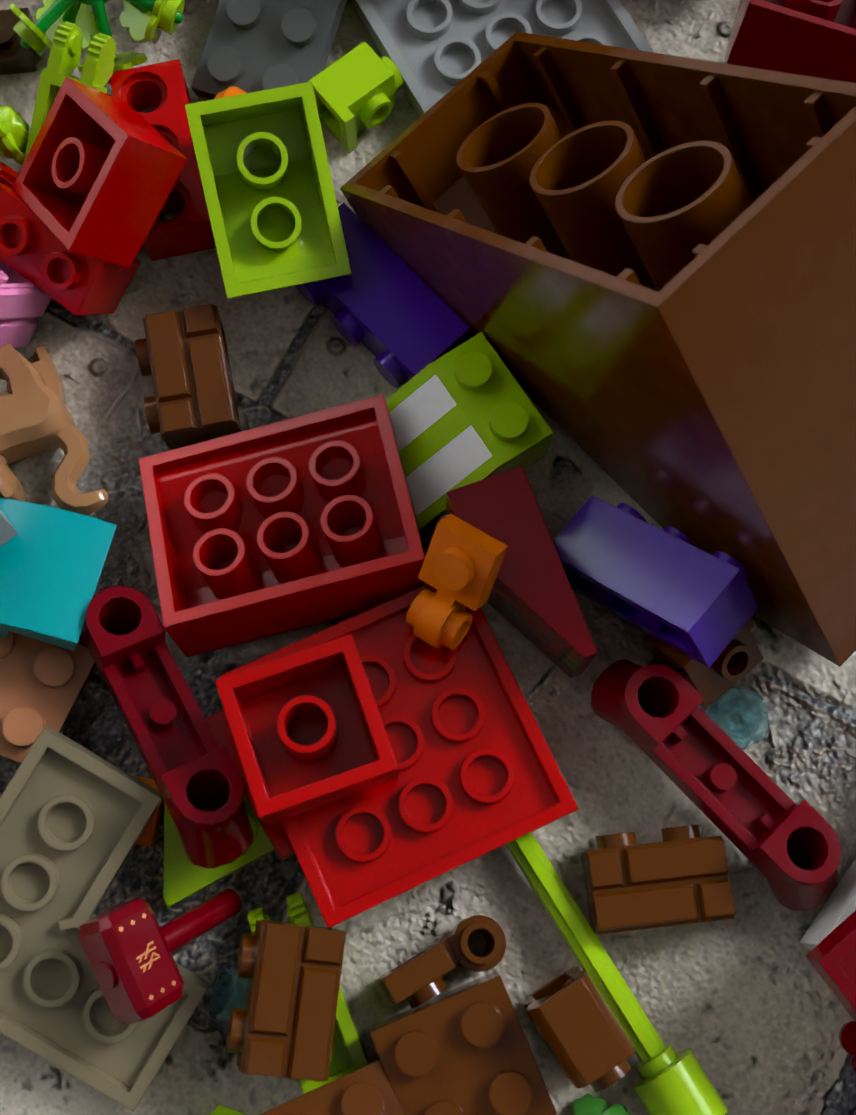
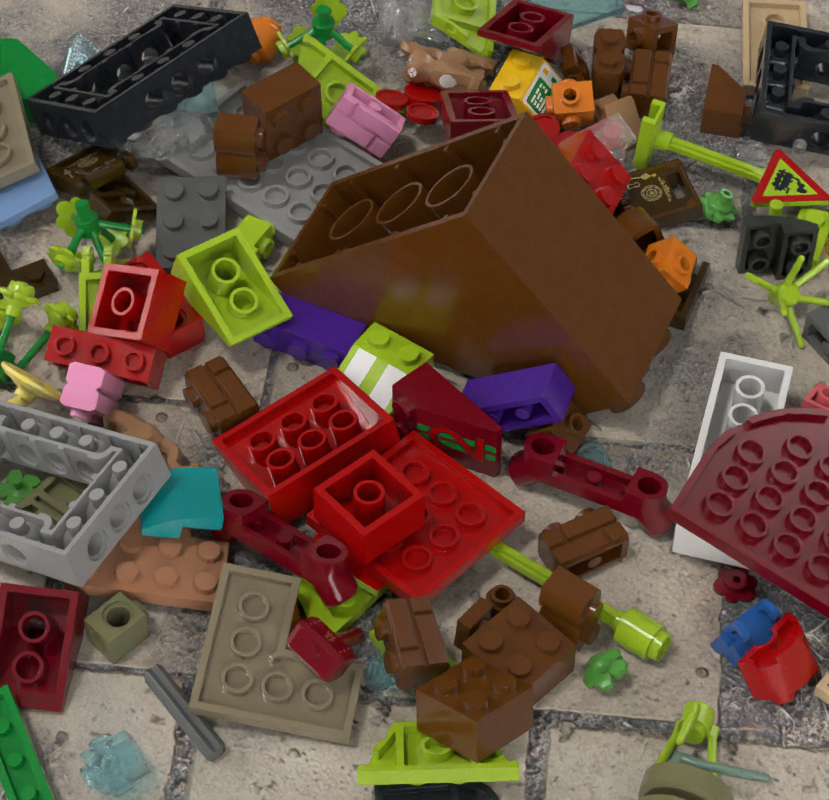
camera: 20 degrees left, 25 degrees down
(463, 570) = (415, 413): orange plate -> none

